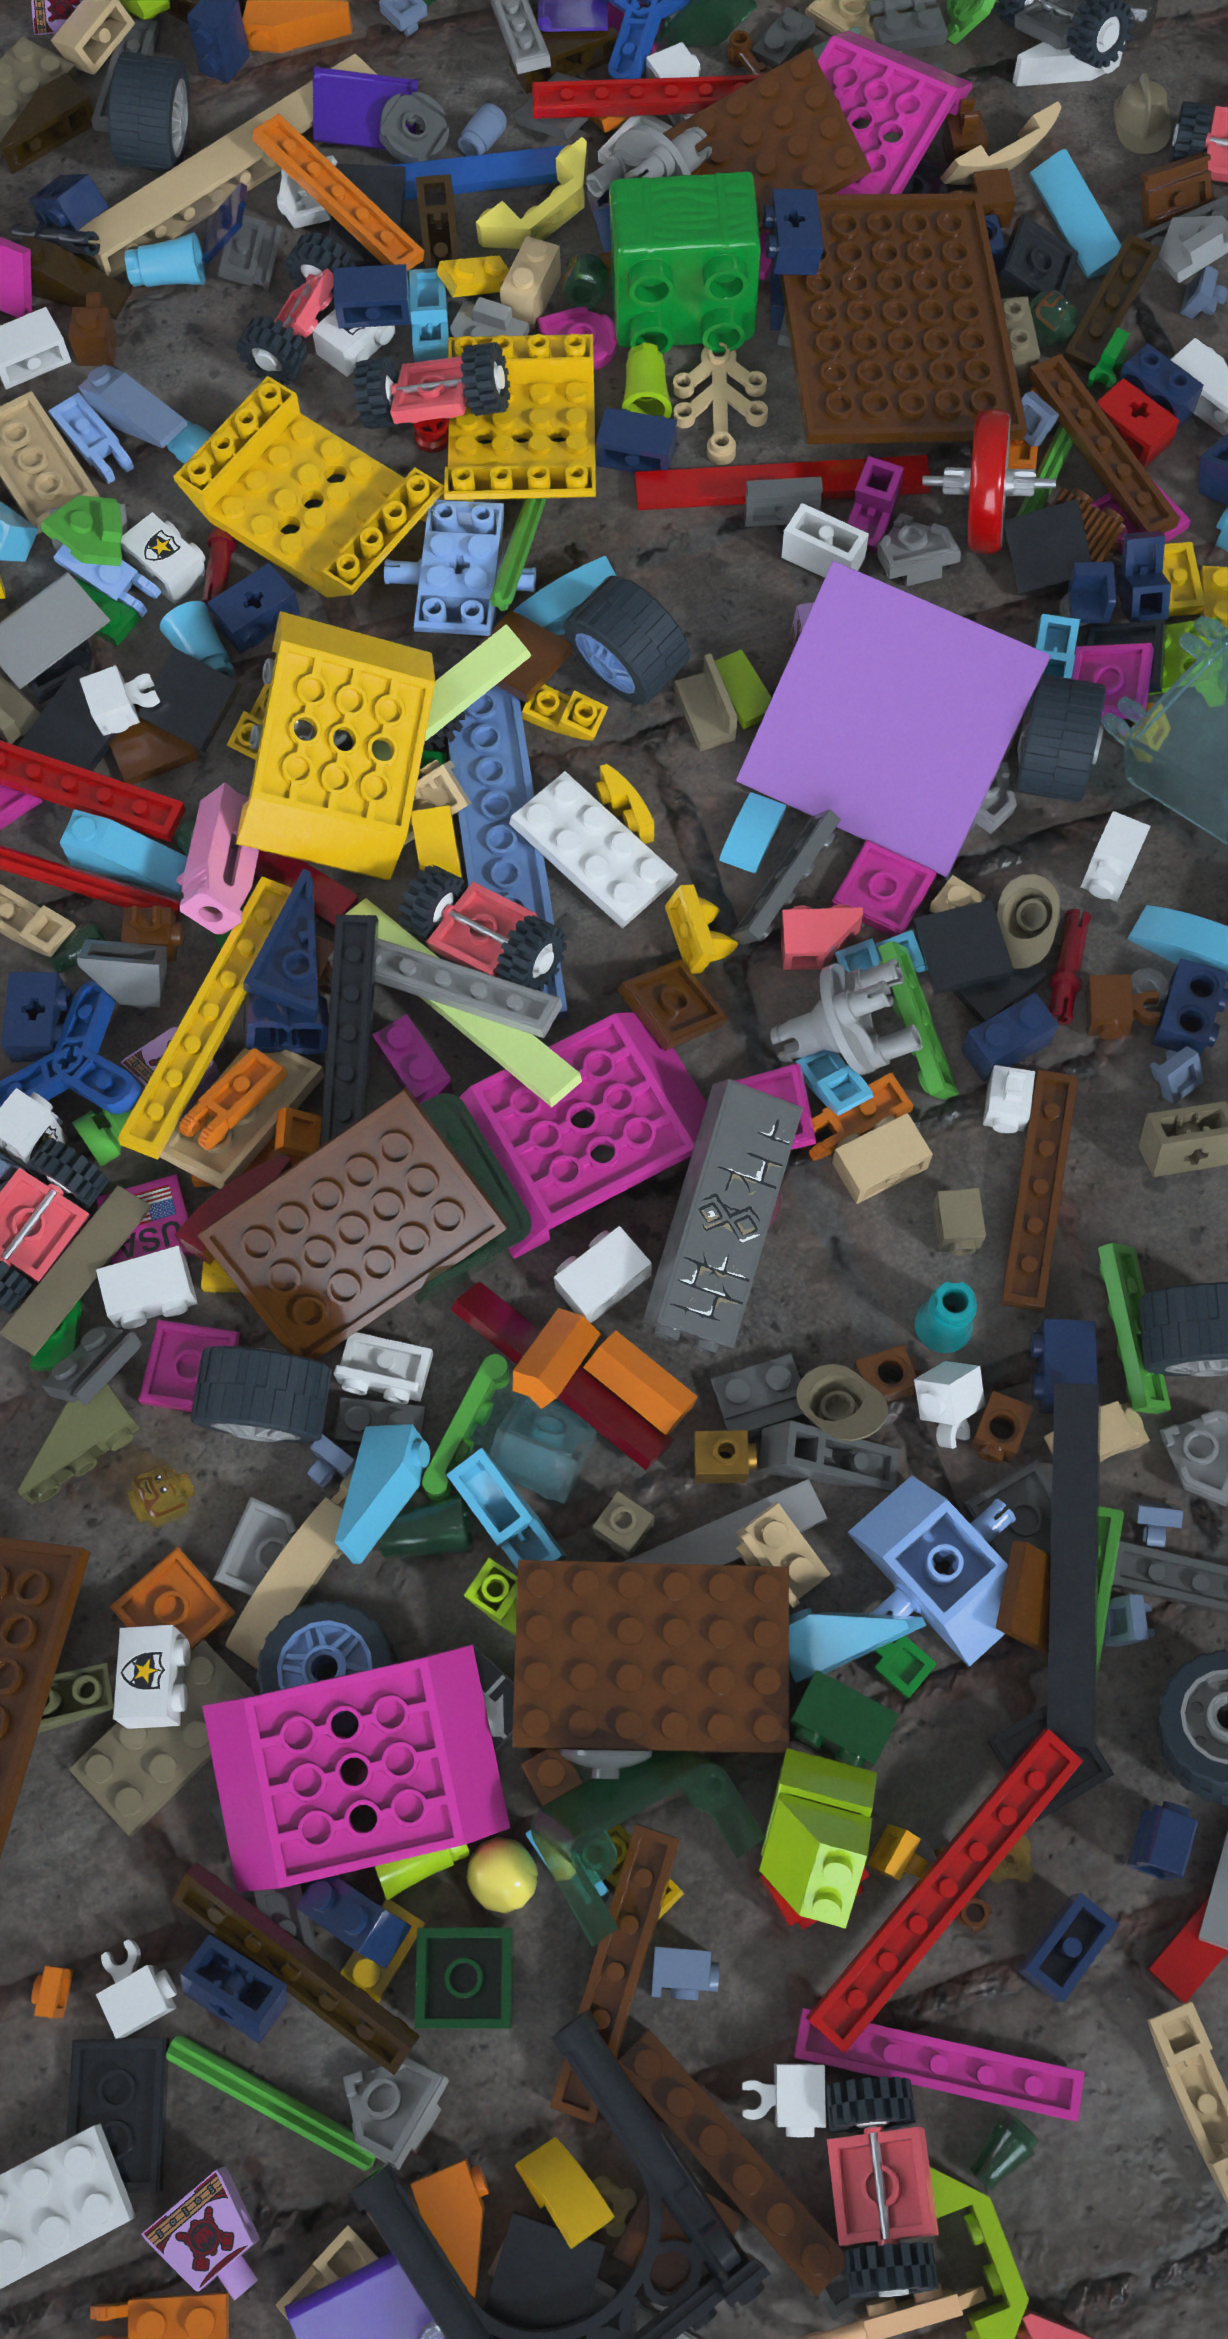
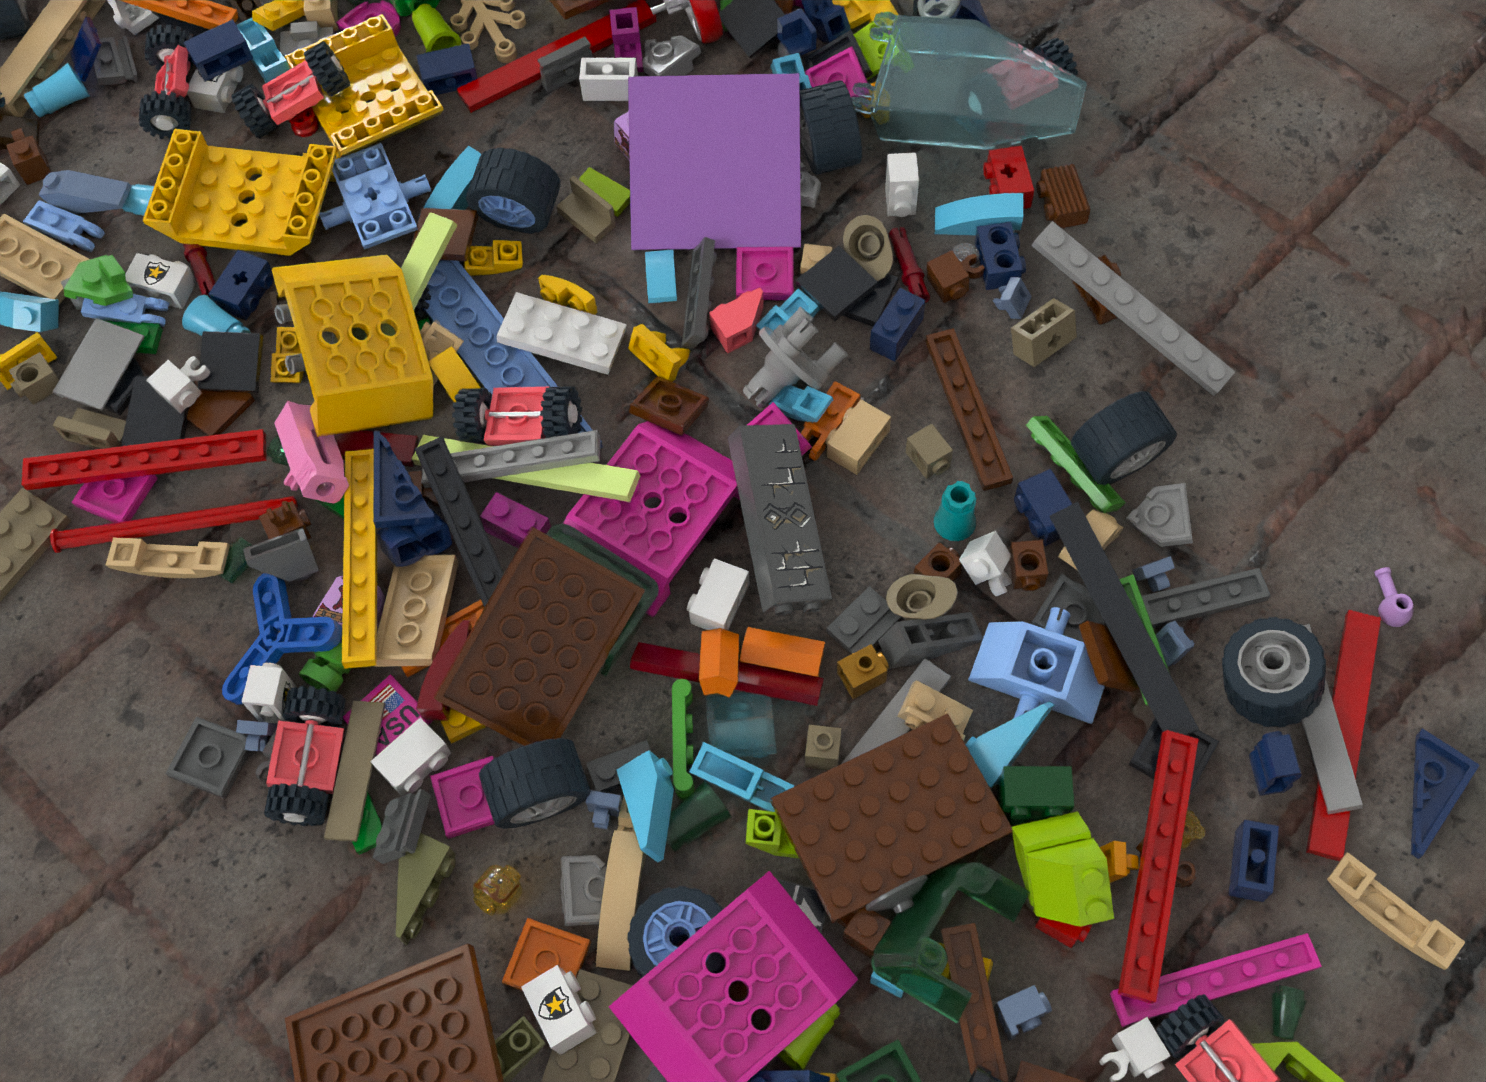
camera: 25 degrees left, 5 degrees down
(34, 1015) = (221, 607): dark blue brick -> none
(121, 853) = (235, 483): medium azure slope -> none
(232, 1098) = (406, 601): orange hinge -> none
(297, 1132) = (463, 603): orange plate -> none
(384, 1367) = (605, 728): white bracket -> none
(502, 1875) = (868, 1015): light yellow hair -> none
(516, 553) = (407, 169): bright green axle -> none
(903, 1665) = (1051, 743): green plate -> none
(913, 1009) = (863, 369): bright green plate -> none
(1008, 1099) = (917, 362): white brick -> none

